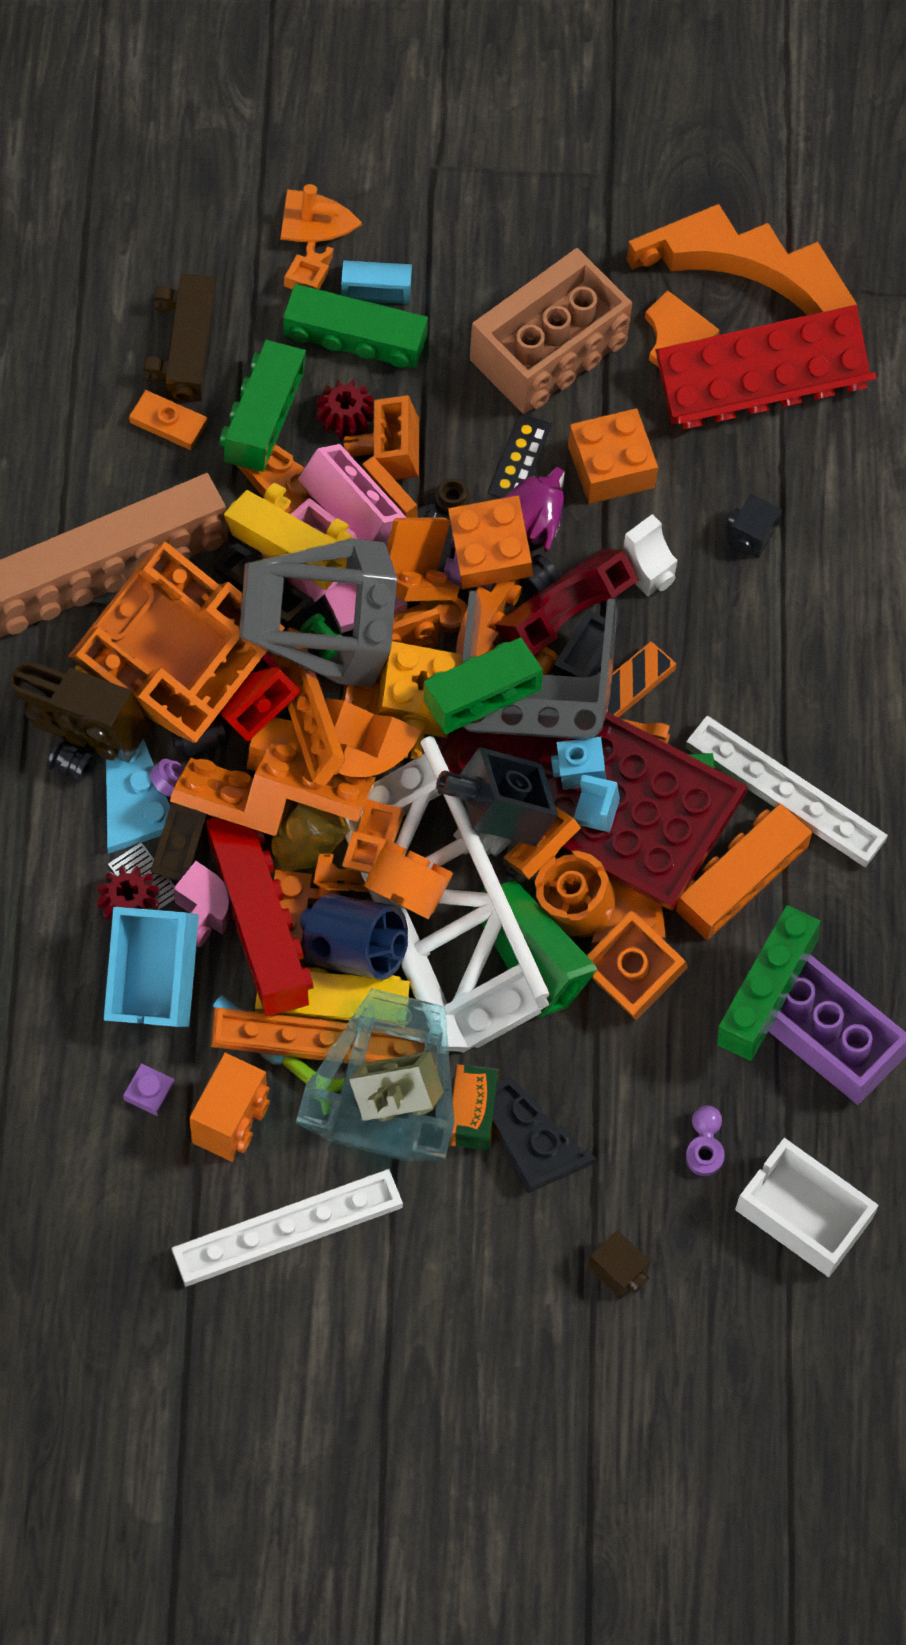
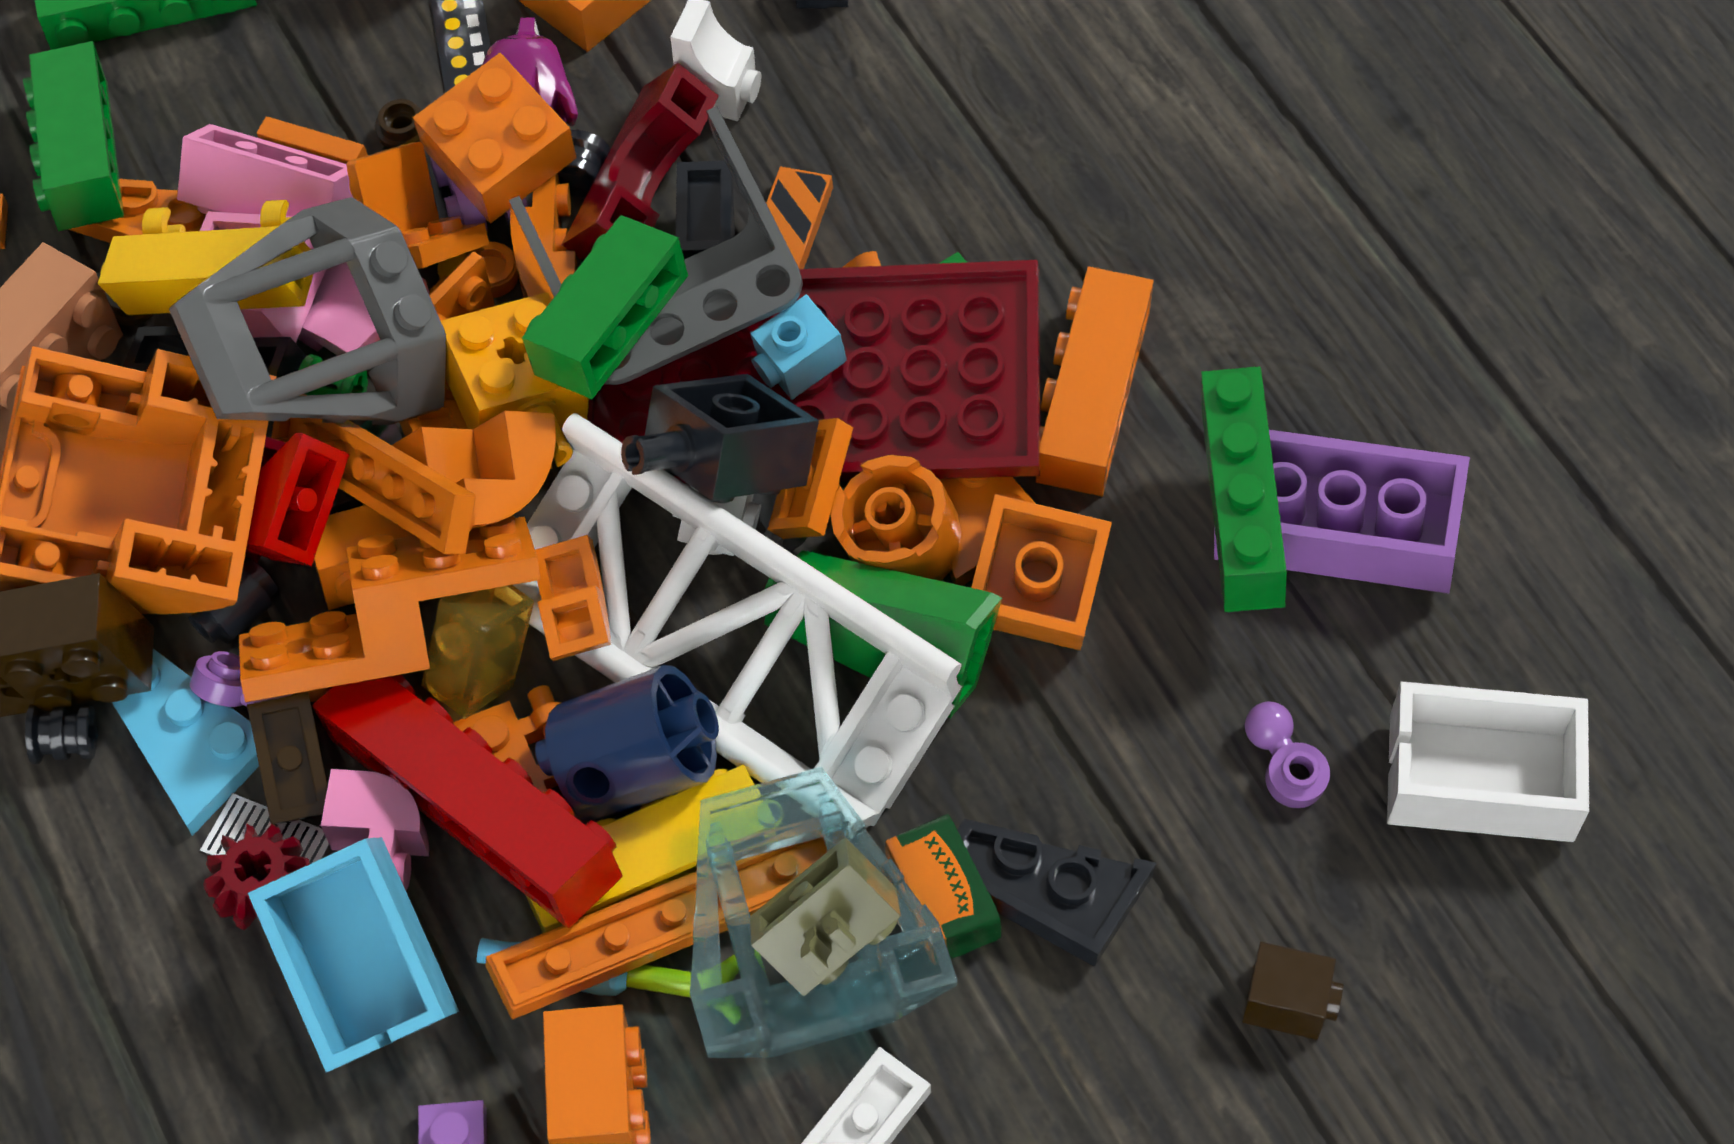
camera: 25 degrees left, 5 degrees down
(328, 872) = (535, 681): orange piece -> none
(345, 408) = (190, 90): dark red gear -> none
(394, 438) = (276, 87): orange brick -> none
(408, 879) = (660, 621): orange brick -> none
(597, 803) = (853, 383): medium azure panel -> none
(780, 785) = (1066, 251): white plate -> none

